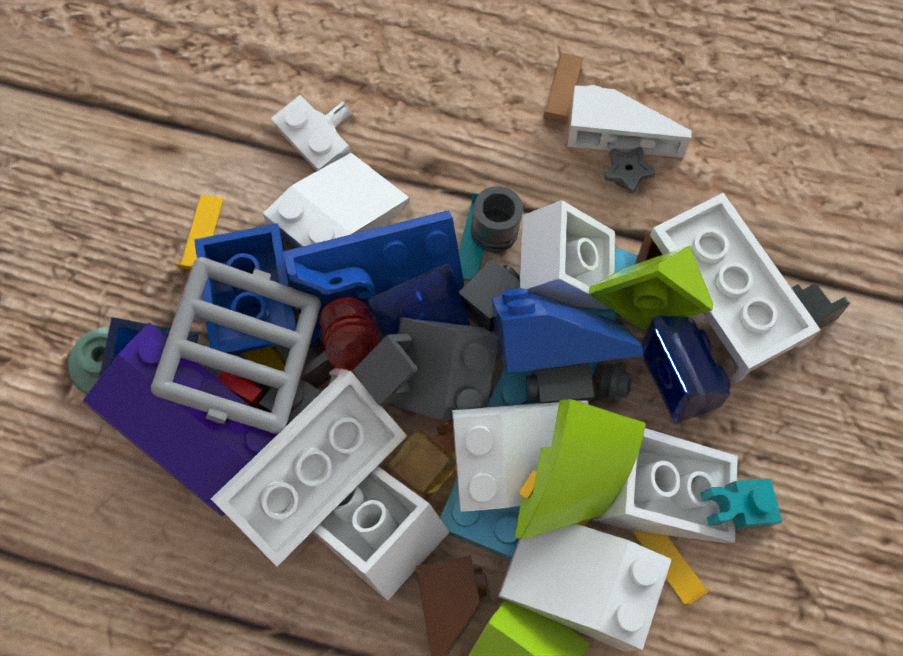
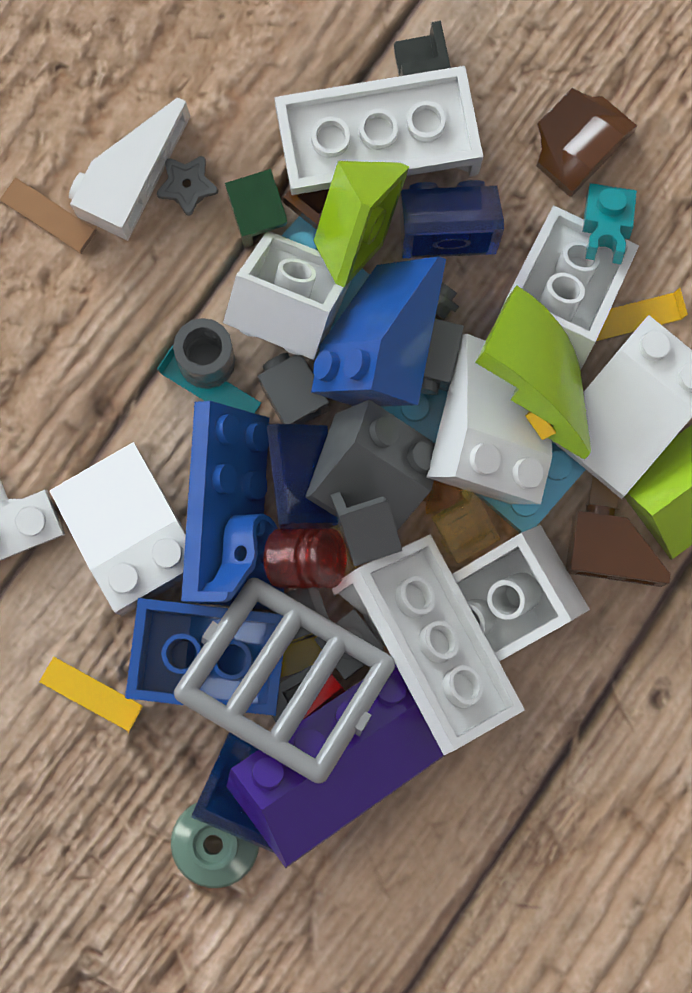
camera: 70 degrees left, 15 degrees up
(632, 215) = (256, 205): none -> dark green panel
(807, 458) = (580, 138): none -> reddish brown slope

